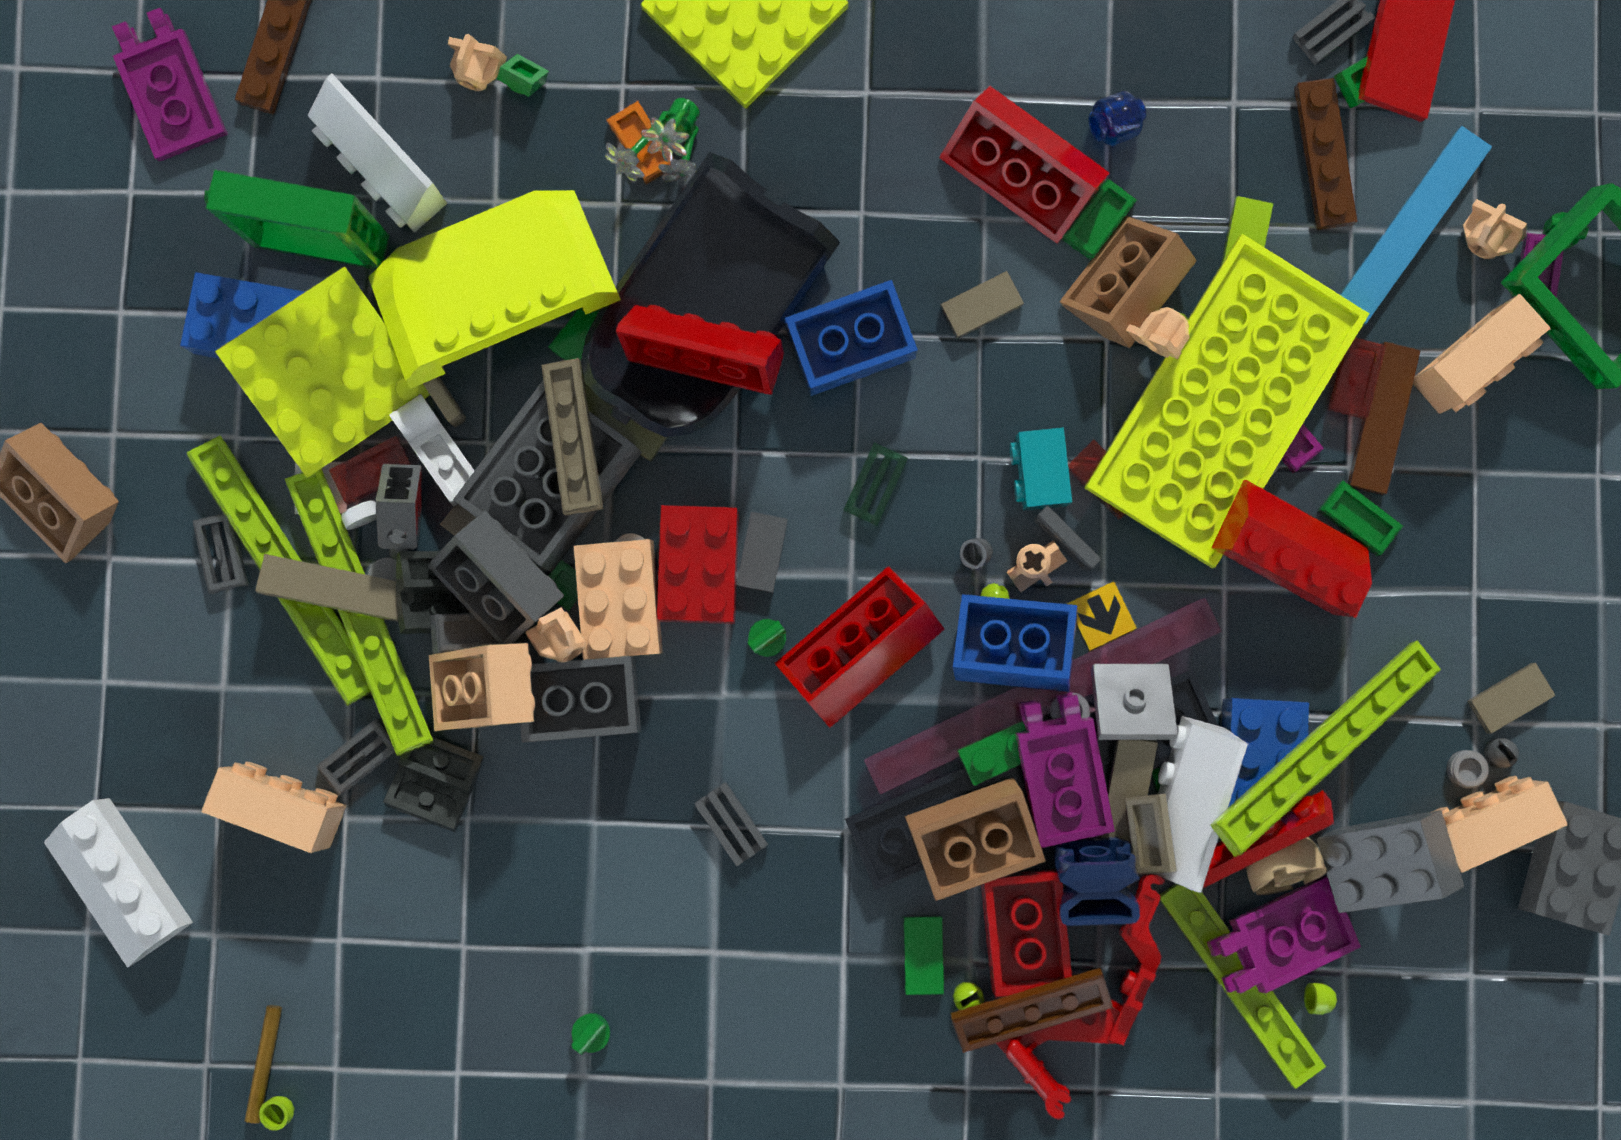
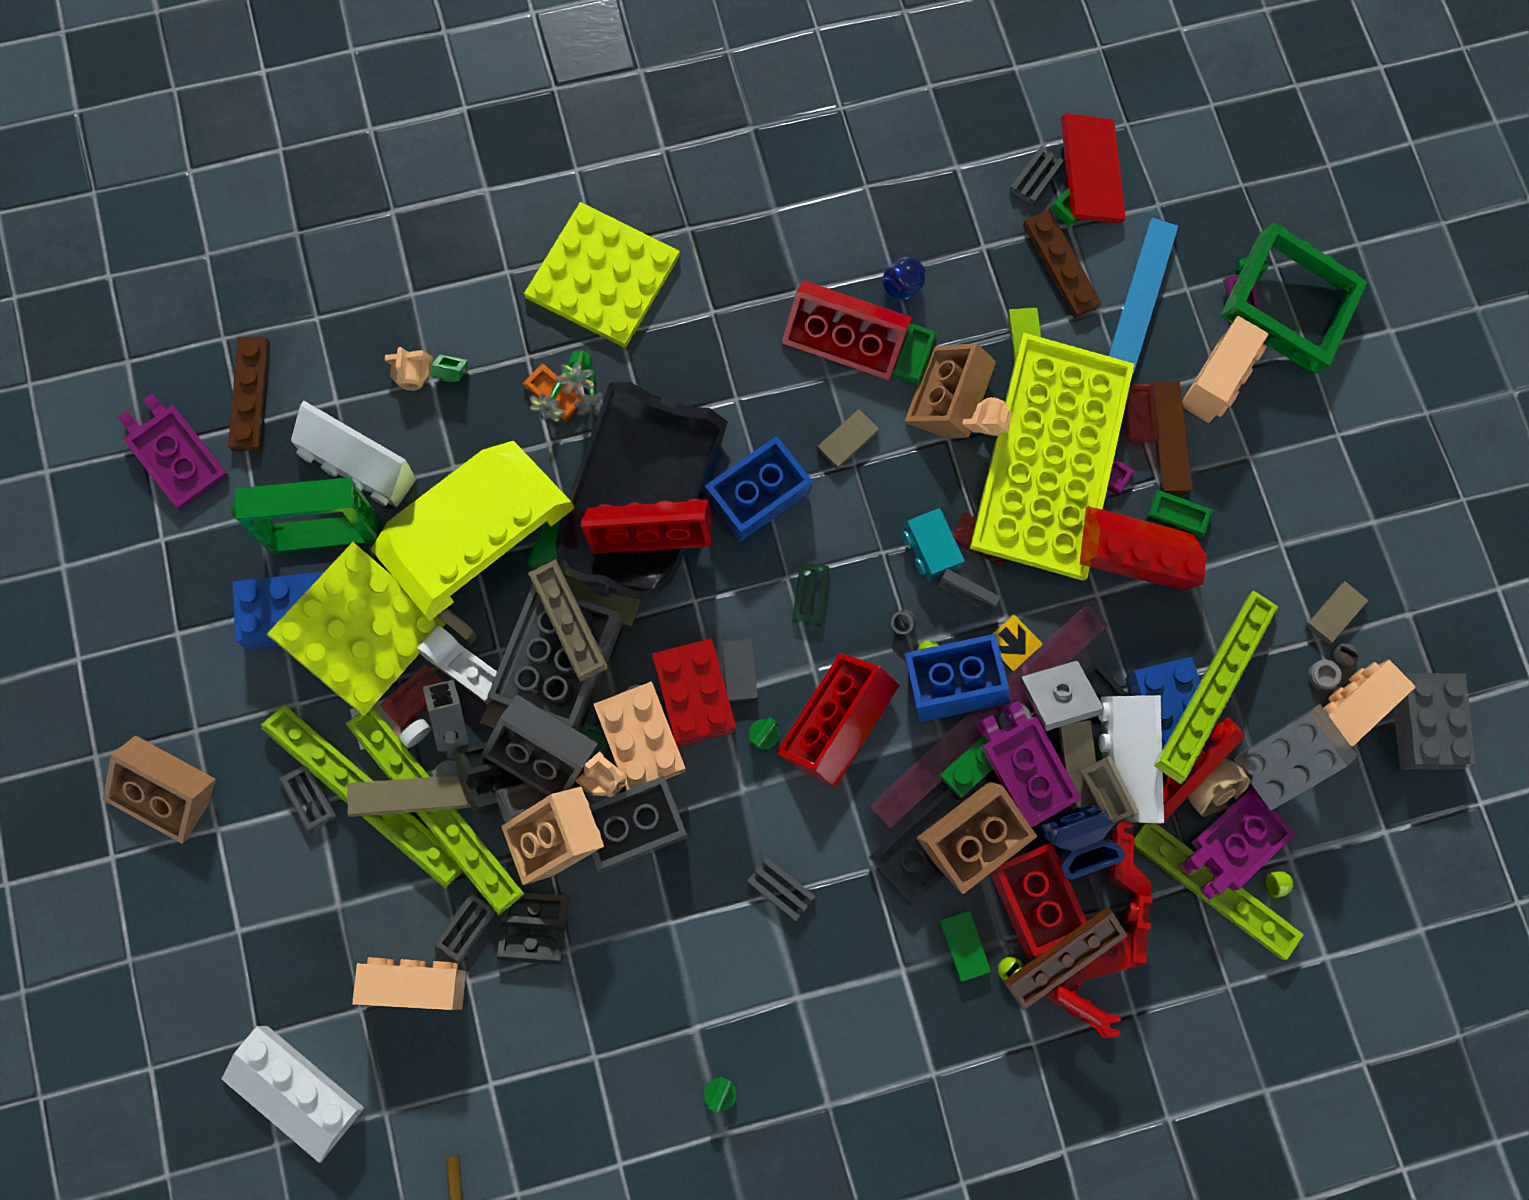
camera: 25 degrees left, 10 degrees down
(1035, 563) = (951, 617): light nougat piece -> none
(1492, 231) = (1200, 282): light nougat piece -> none

